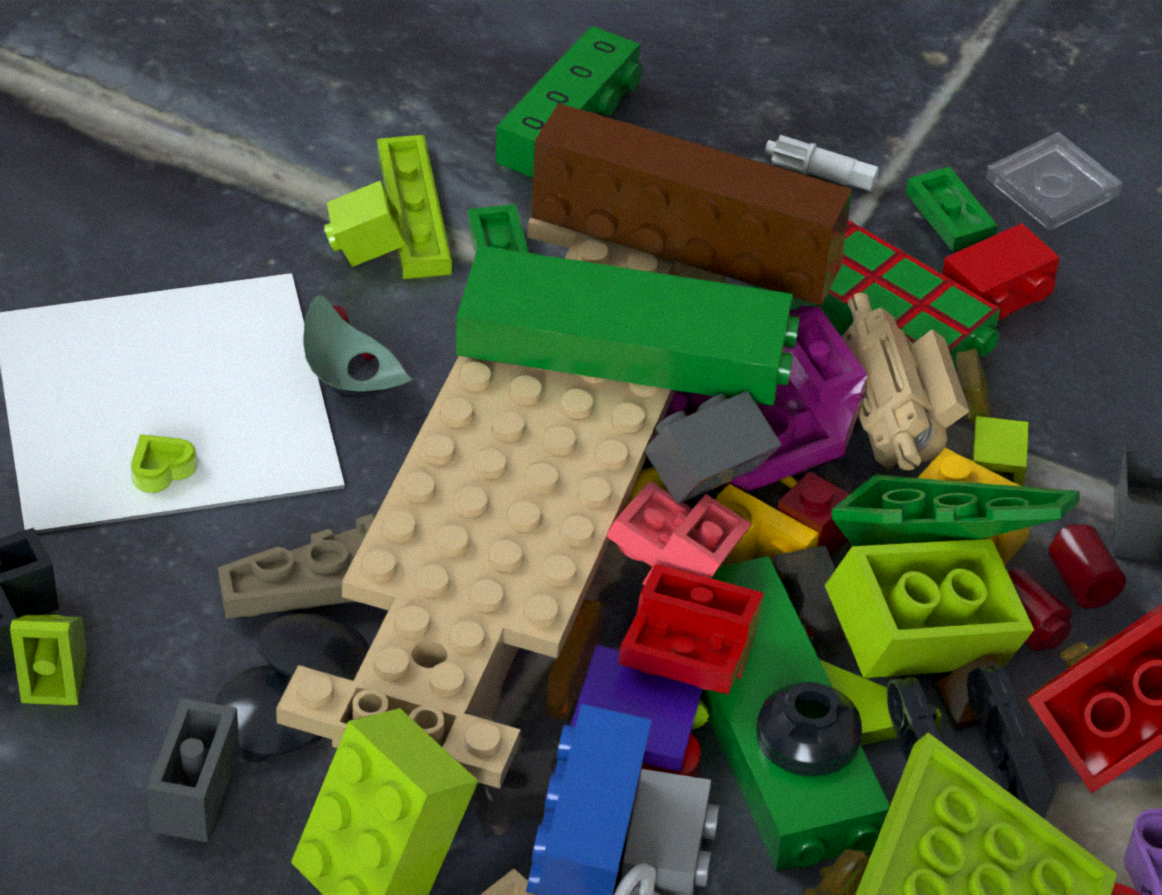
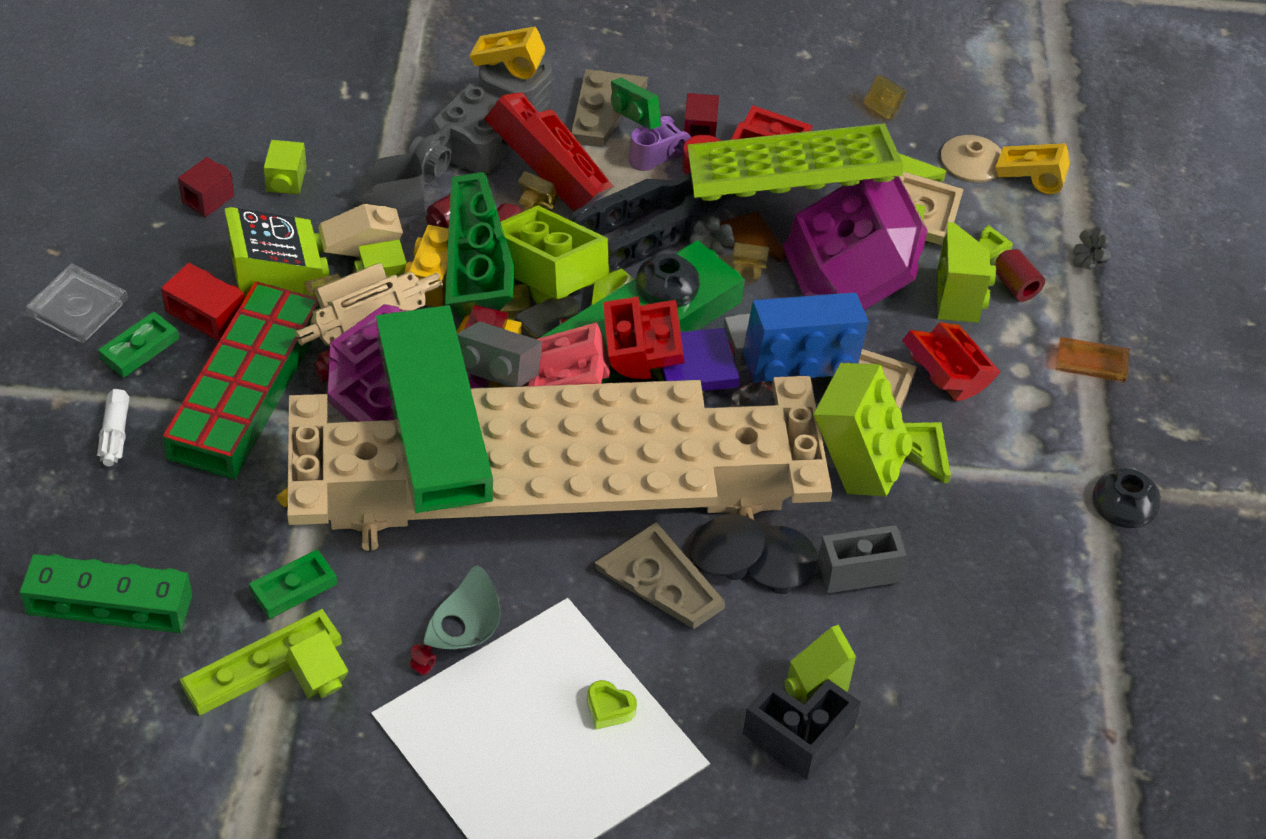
camera: 115 degrees left, 5 degrees up
(690, 203) = (311, 393): reddish brown brick -> none
(1051, 340) = (273, 250): none -> slope
(1061, 441) = (359, 227): none -> tan slope

